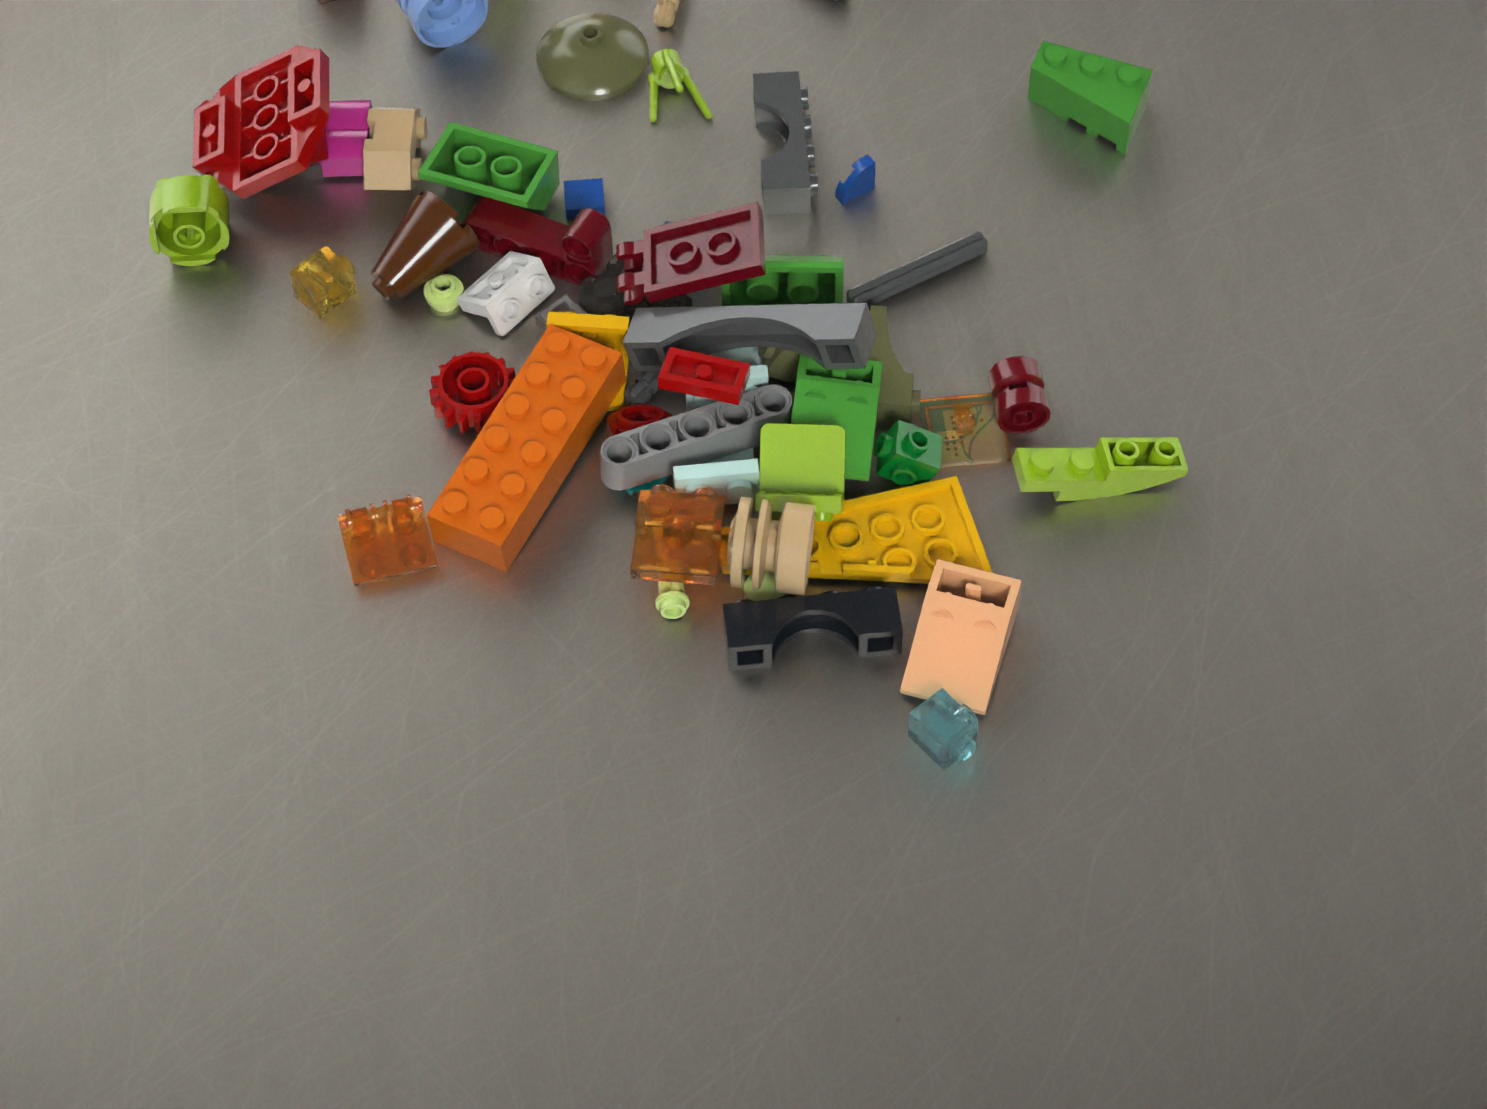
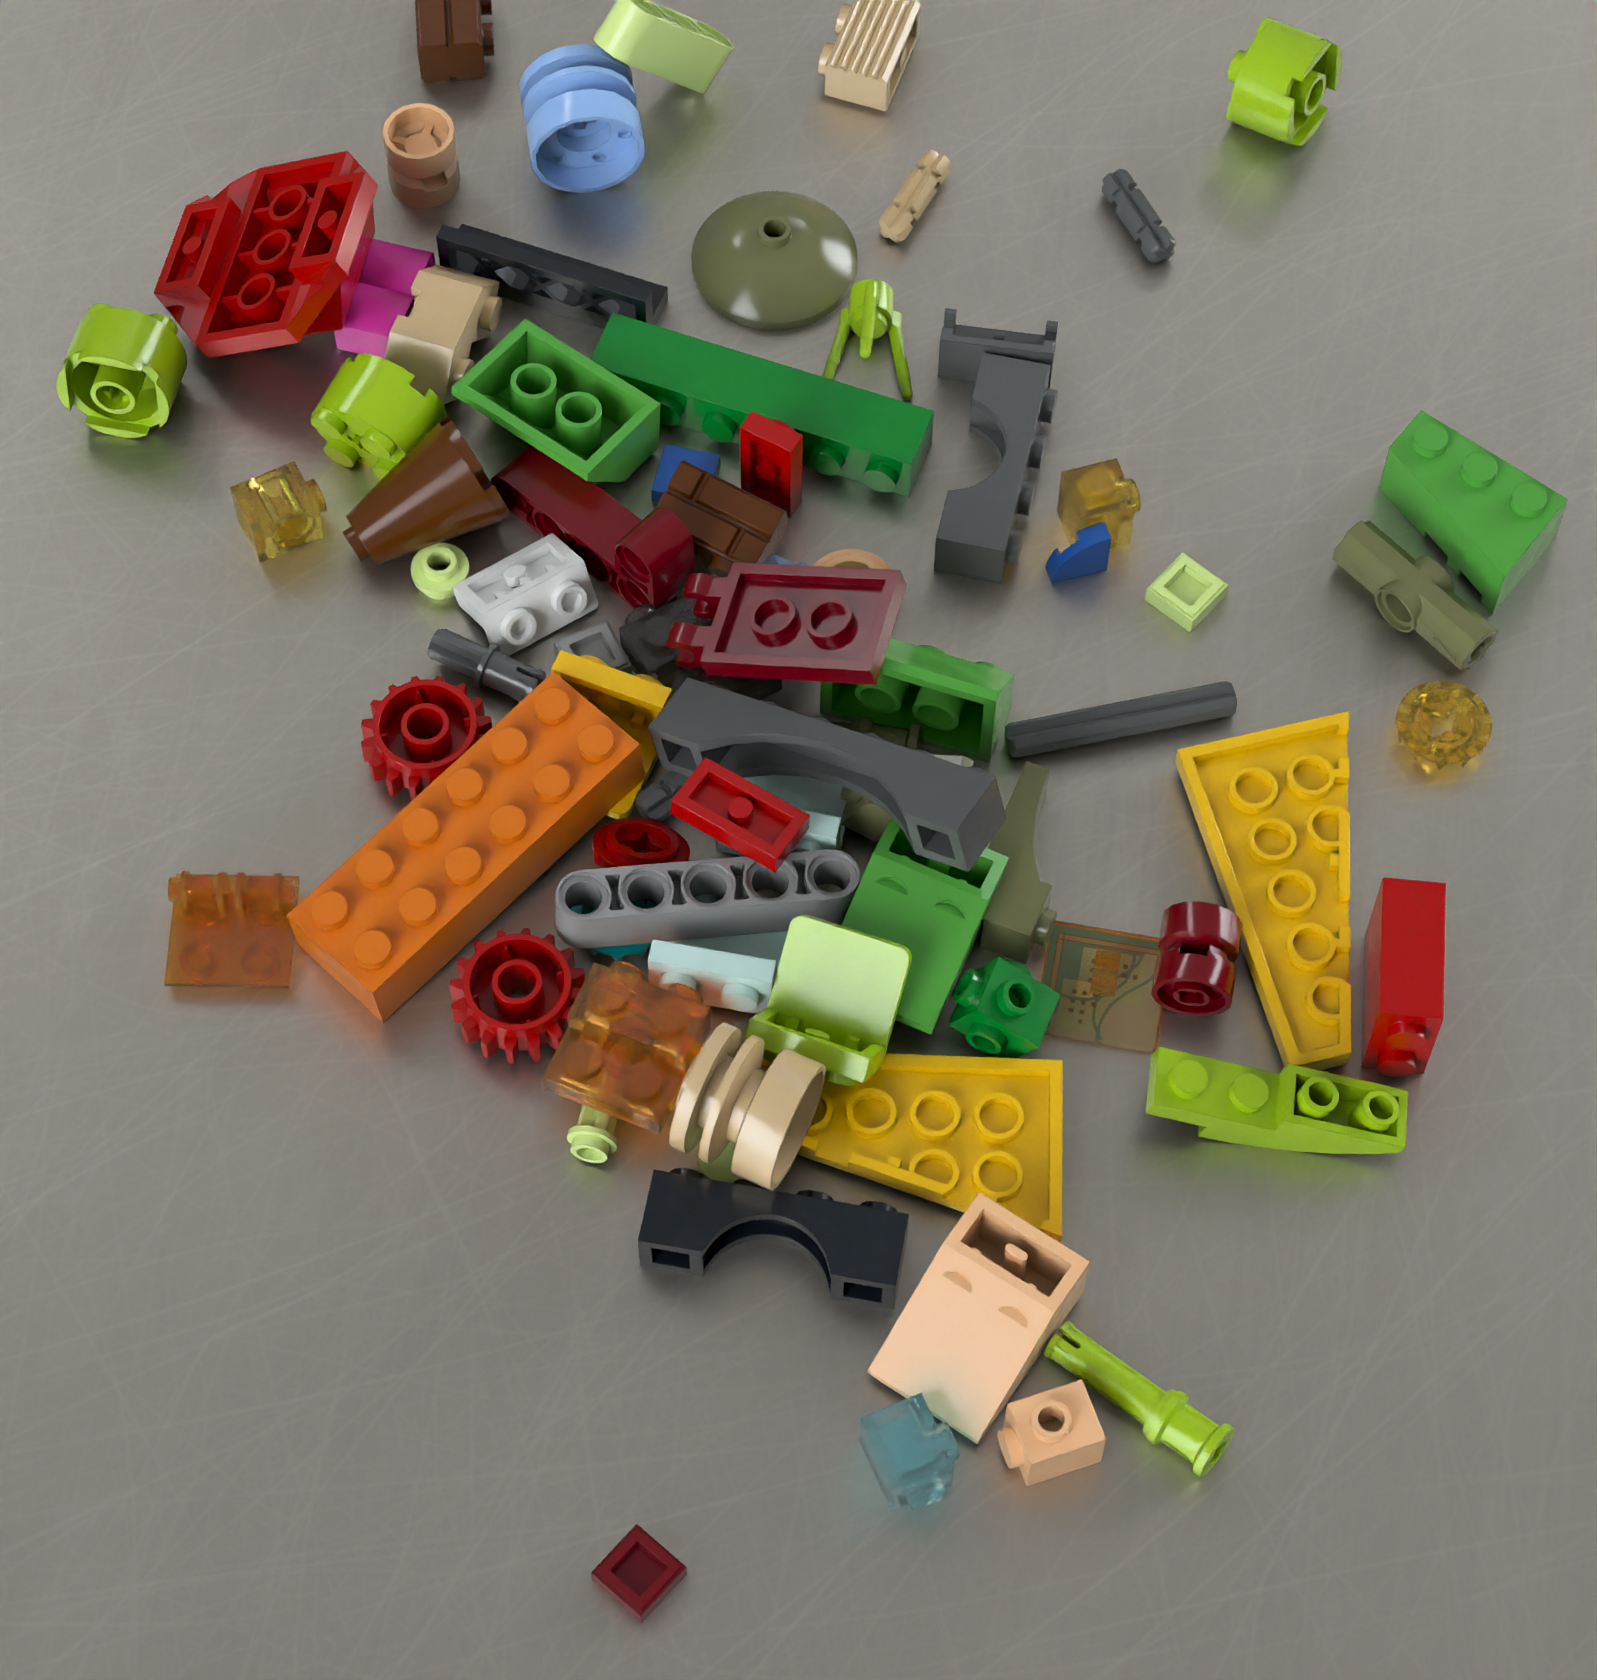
camera: 15 degrees right, 5 degrees up
(341, 39) = (421, 155): none -> light nougat wheel
(369, 204) = (374, 414): none -> lime brick
(456, 101) = (549, 278): none -> black fence
(496, 340) = (484, 664): none -> dark grey axle
(592, 528) = (502, 968): none -> red gear
(624, 208) = (724, 519): none -> reddish brown brick
(628, 140) = (718, 387): none -> green brick
(641, 171) = (771, 461): none -> red plate
(737, 79) = (963, 347): none -> dark grey hinge
(797, 849) = (639, 1573): none -> dark red tile
(855, 140) = (1095, 496): none -> clear yellow brick
(930, 187) = (1186, 592): none -> yellowish green tile
(1031, 693) = (1052, 1433): none -> light nougat brick
(1046, 316) = (1281, 854): none -> yellow wing
(1075, 152) = (1415, 594): none -> olive piece
(1095, 664) = (1164, 1414): none -> lime pin
(1110, 212) = (1434, 703): none -> clear yellow gear
(1152, 369) = (1403, 976): none -> red brick

